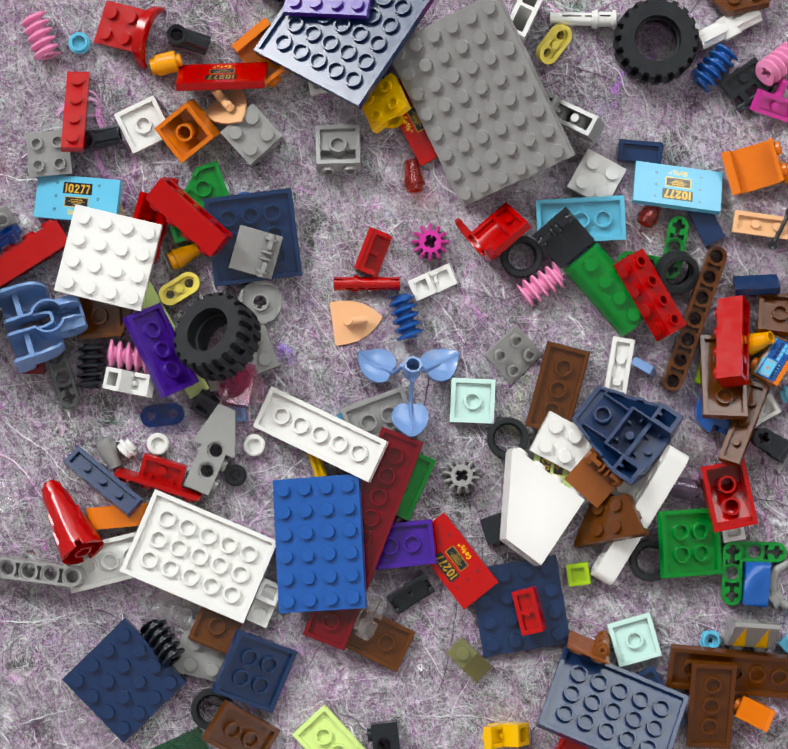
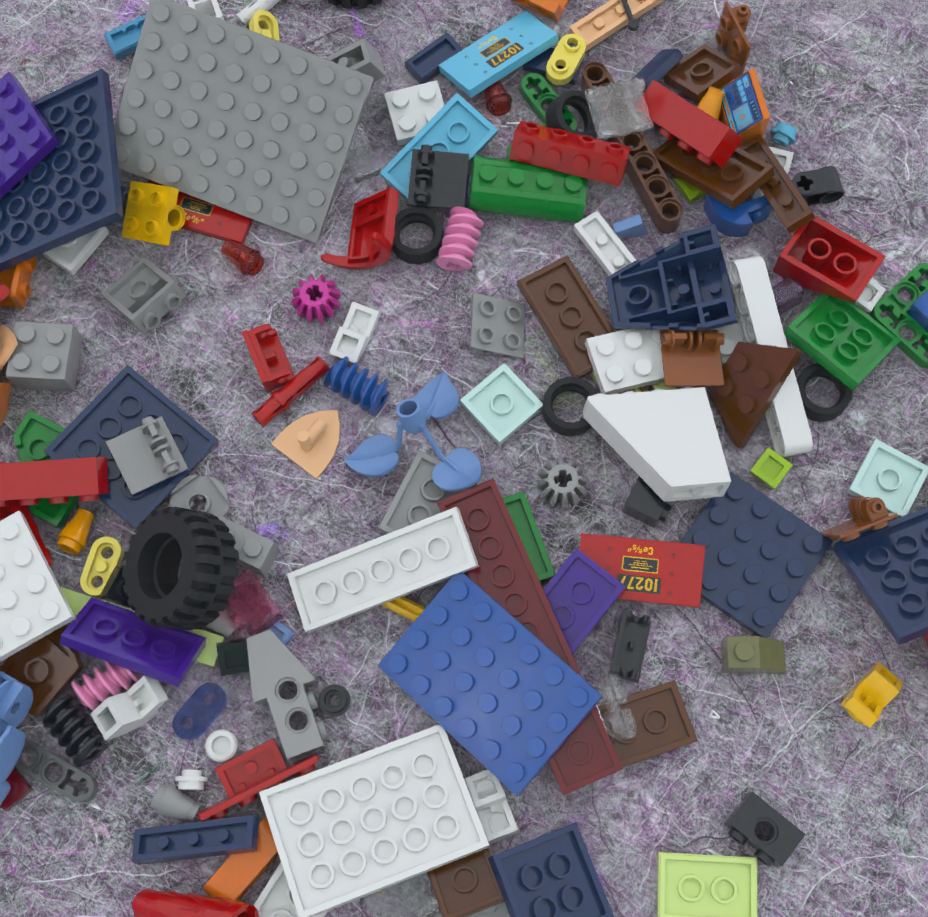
camera: 35 degrees left, 15 degrees down
(177, 309) = (114, 587): none -> black plate
(254, 445) = (325, 651): white tile -> none
(529, 610) = (764, 543): red hinge -> none
(705, 293) = (618, 108): none -> clear hinge
(712, 229) = (567, 57): none -> light yellow plate

